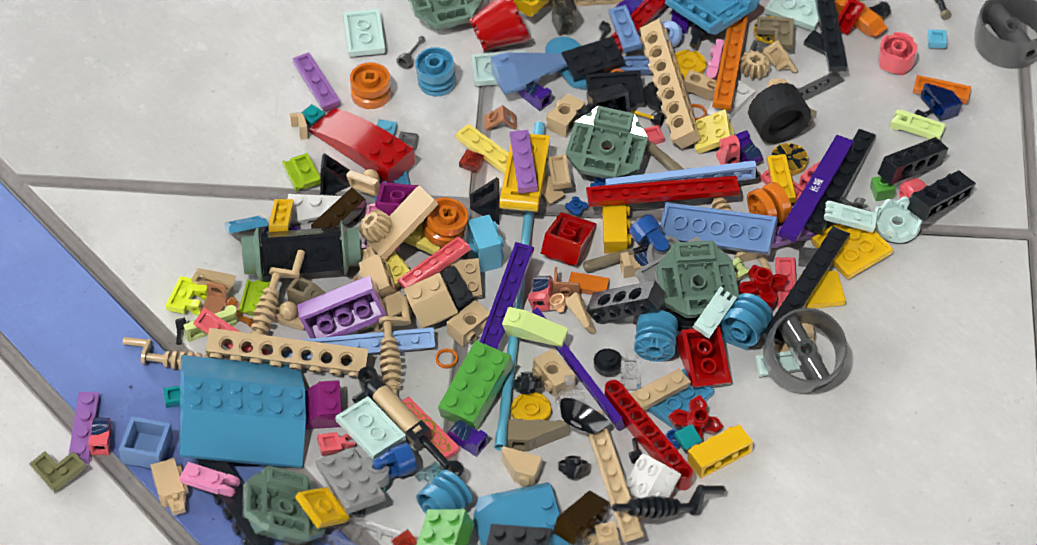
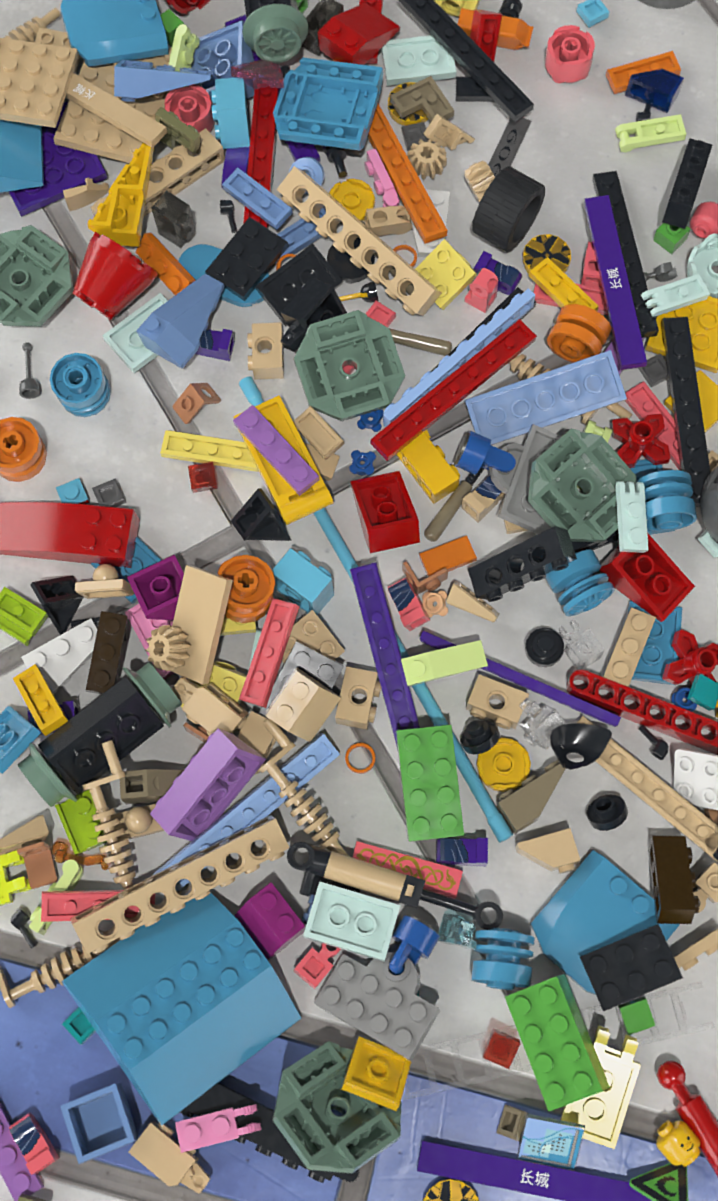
camera: 30 degrees left, 20 degrees up
(539, 34) = (164, 263): none -> orange plate

